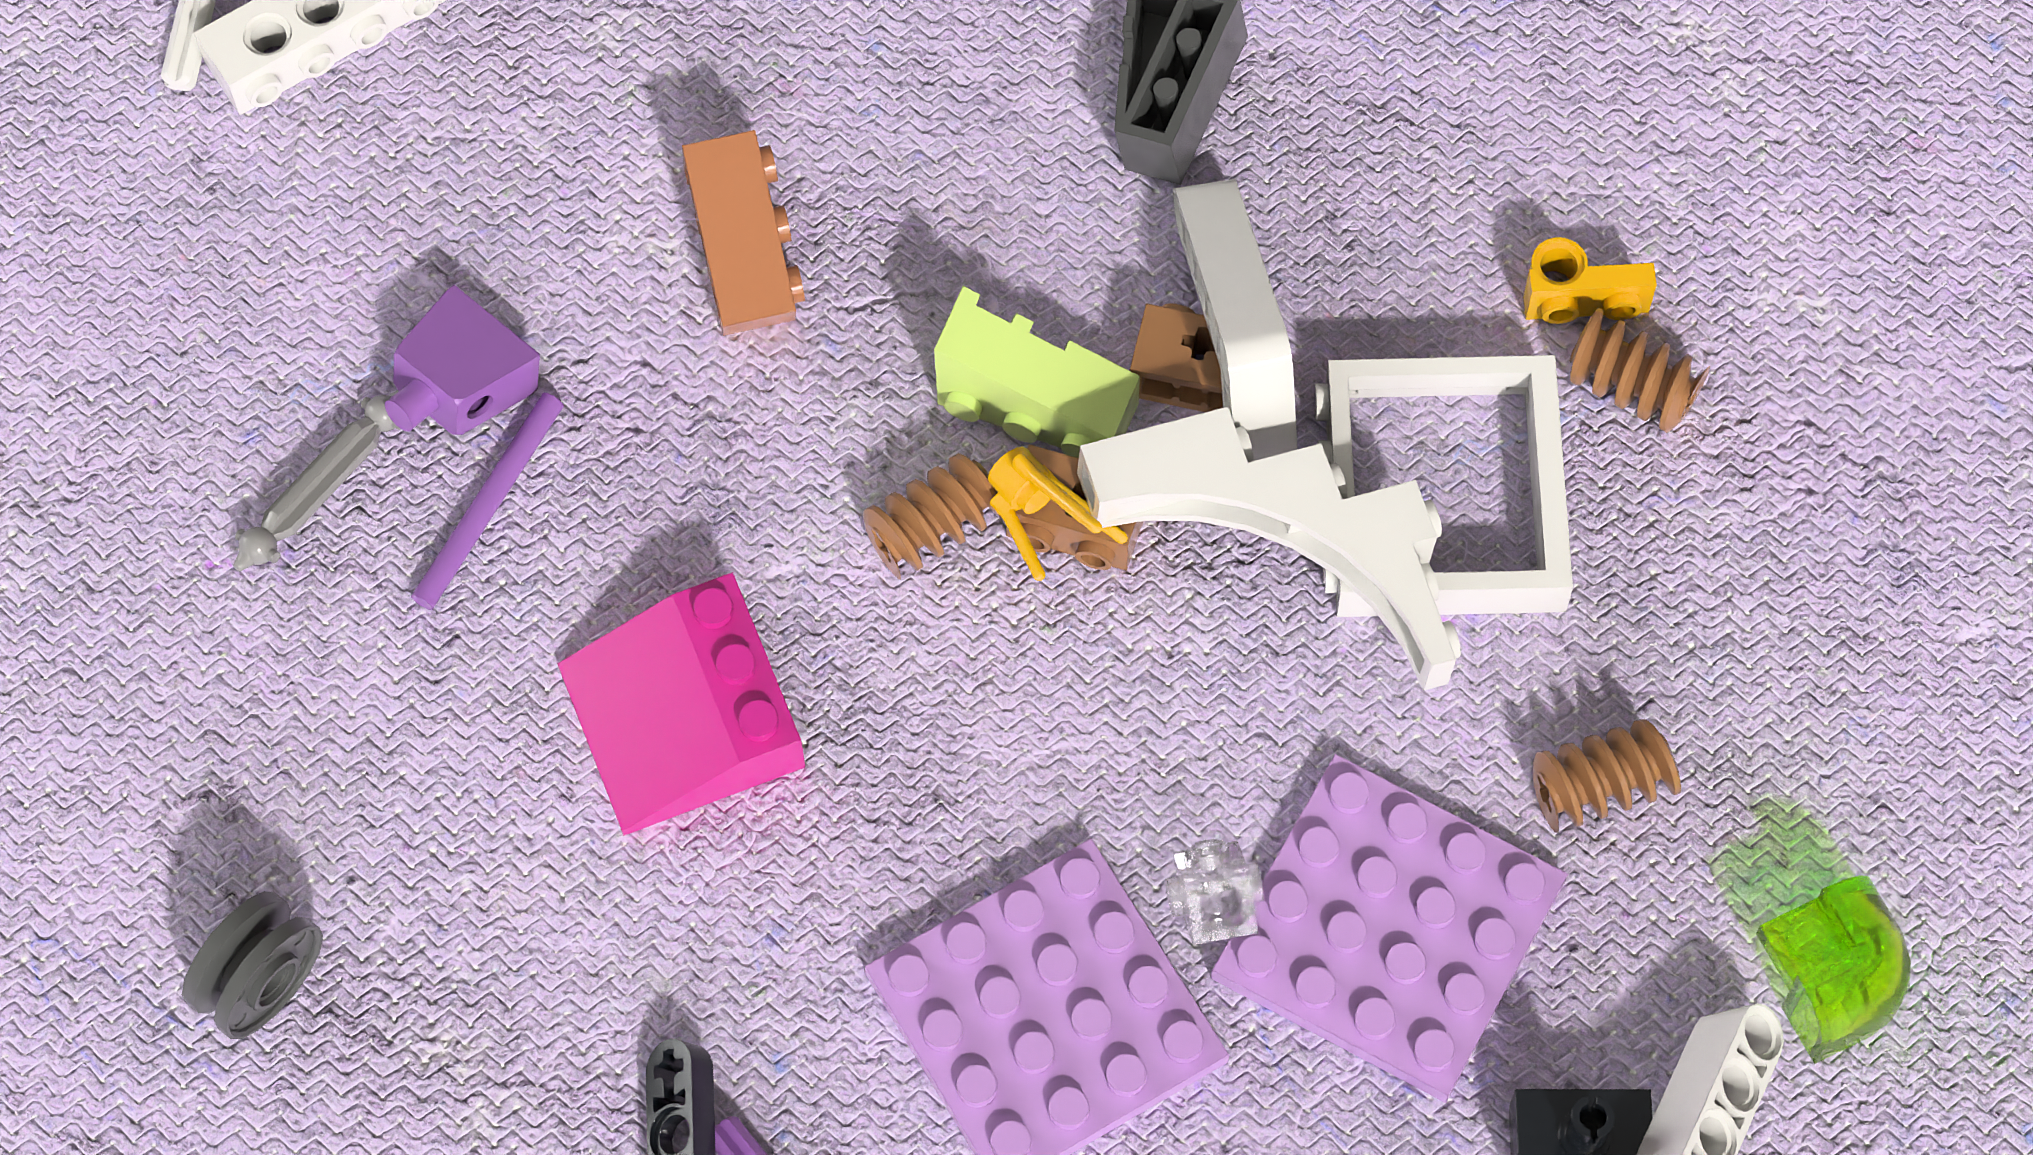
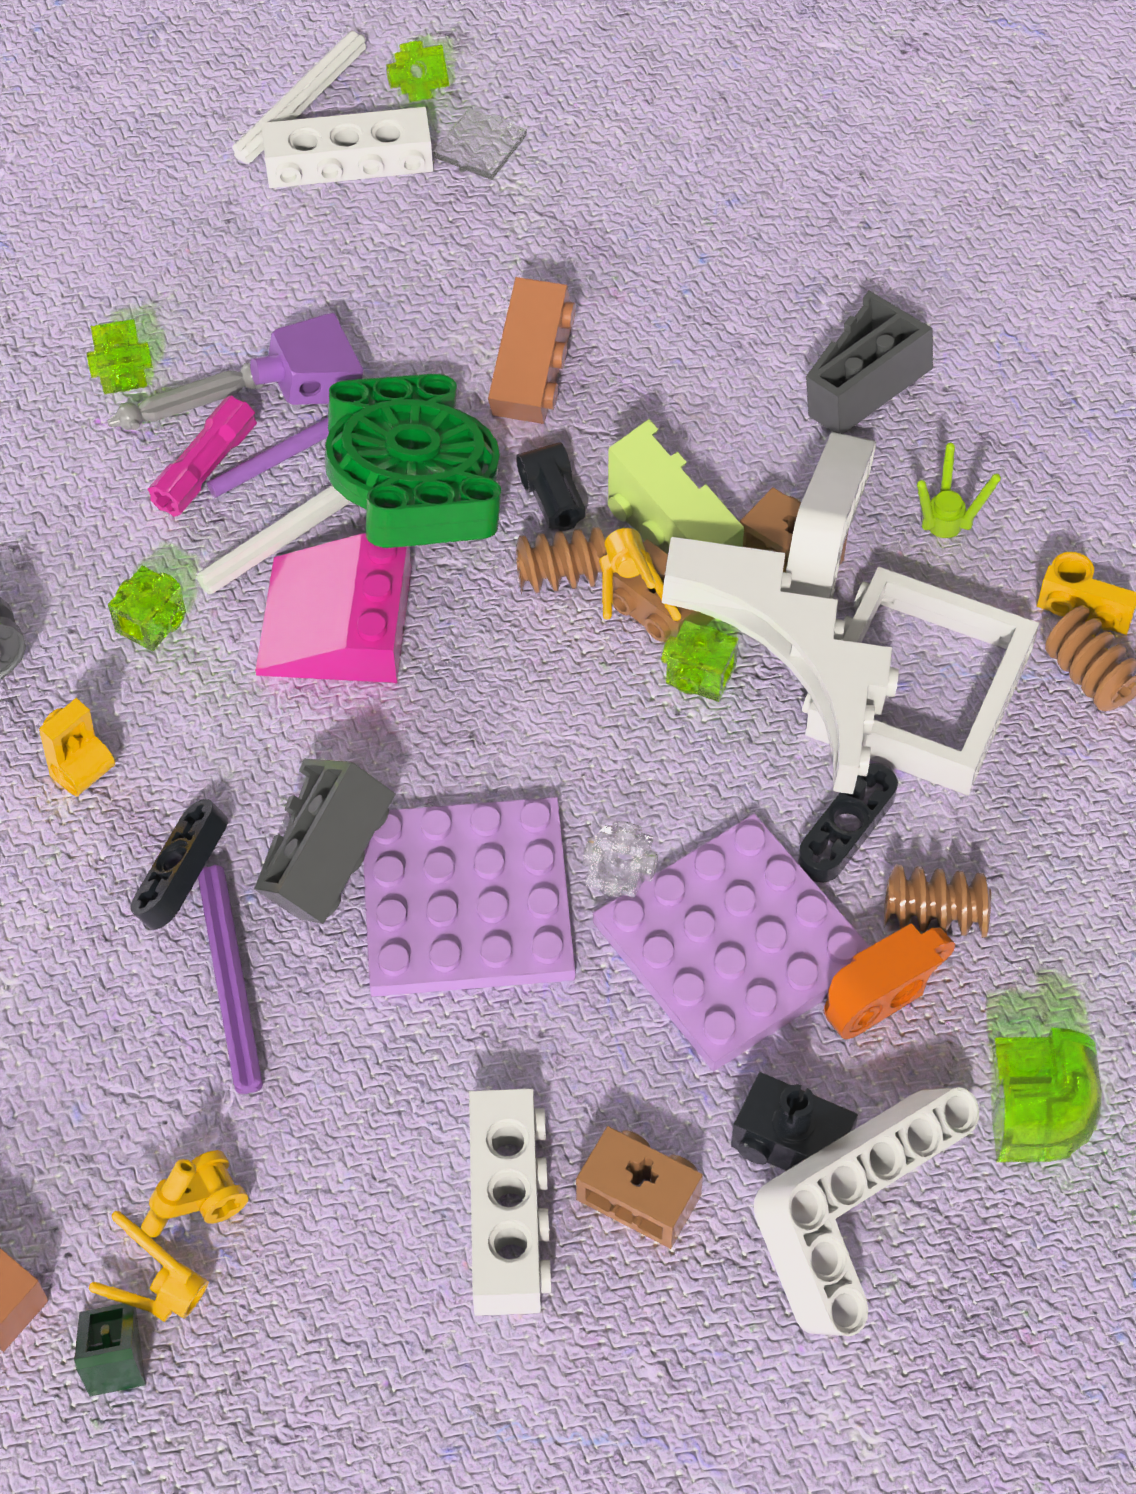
camera: 25 degrees right, 10 degrees down
(199, 467) = (122, 365): none -> clear neon green brick
(381, 605) = (183, 479): none -> dark pink axle
(446, 810) = (147, 607): none -> clear neon green brick
(472, 1052) = (72, 749): none -> yellow plate
(558, 610) = (271, 540): none -> white axle
(679, 461) = (412, 460): none -> green piece
(848, 1027) = (324, 838): none -> dark grey wedge
(849, 398) = (549, 477): none -> black piece
(1173, 580) = (700, 660): none -> clear neon green brick
(1365, 236) = (947, 511): none -> lime plant
(1458, 758) = (847, 842): none -> black beam
(1592, 901) = (884, 978): none -> orange piece

